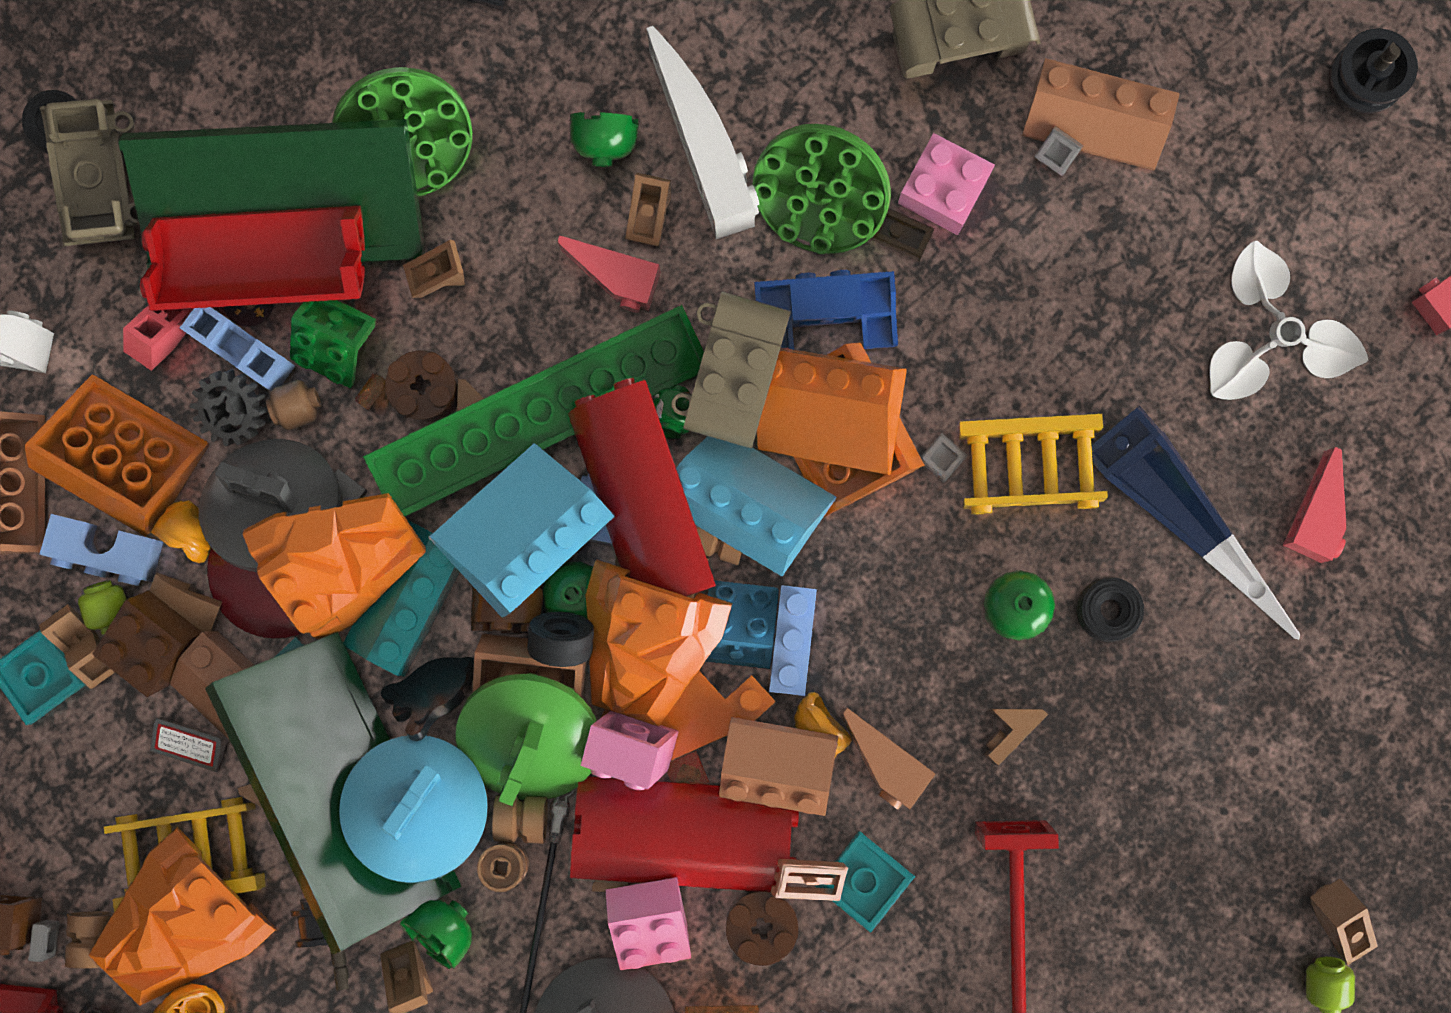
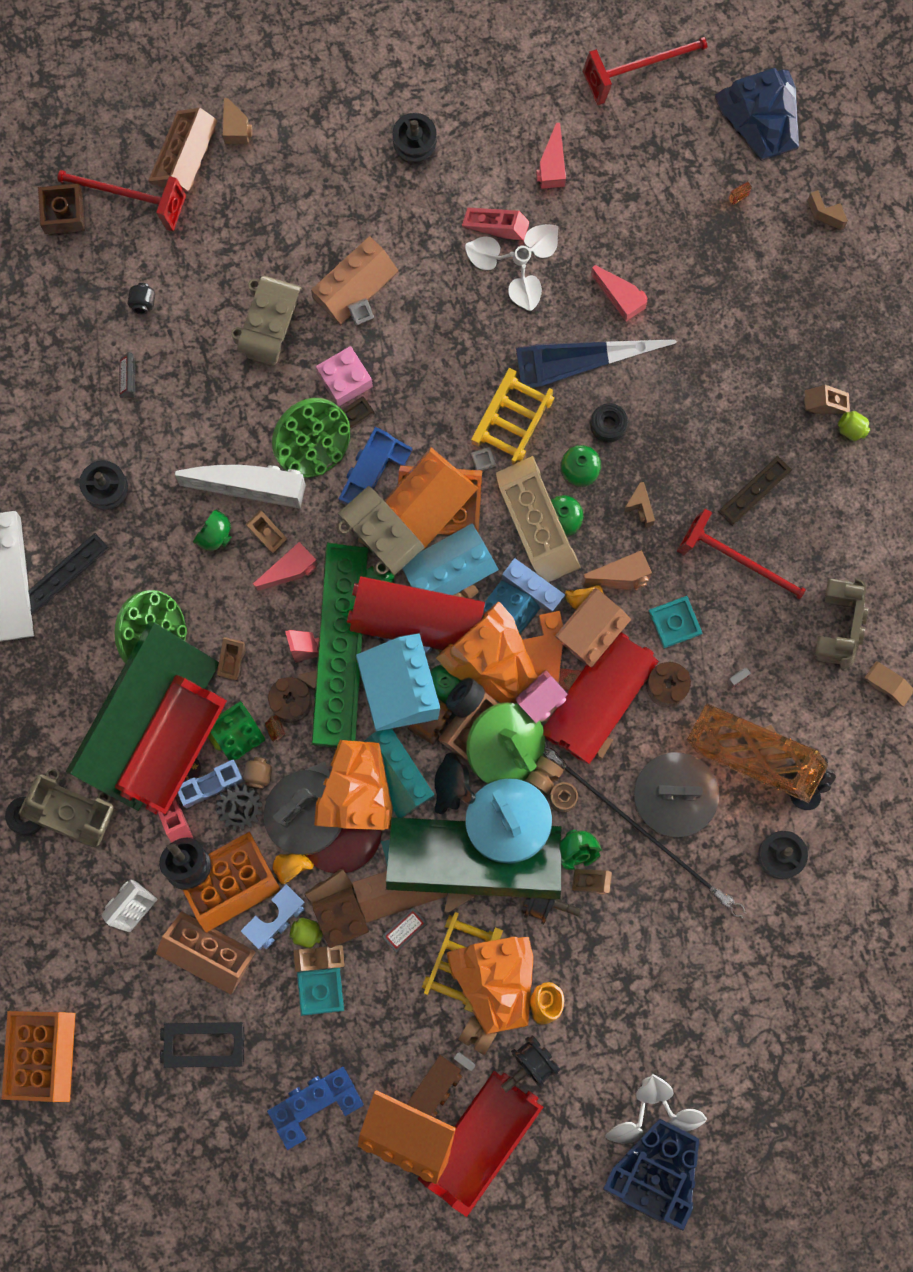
camera: 65 degrees left, 5 degrees down
(103, 380) = (185, 863): none -> black wheel
(505, 354) = (302, 645): none -> coral slope
(648, 924) = (635, 738): bright pink brick -> none
(783, 877) = (650, 655): nougat tile -> none
(894, 587) = (536, 520): none -> tan slope
(938, 635) = (569, 513): none -> green cylinder
(1138, 888) = (755, 490): none -> dark brown tile
(1317, 268) = (497, 222): none -> coral slope

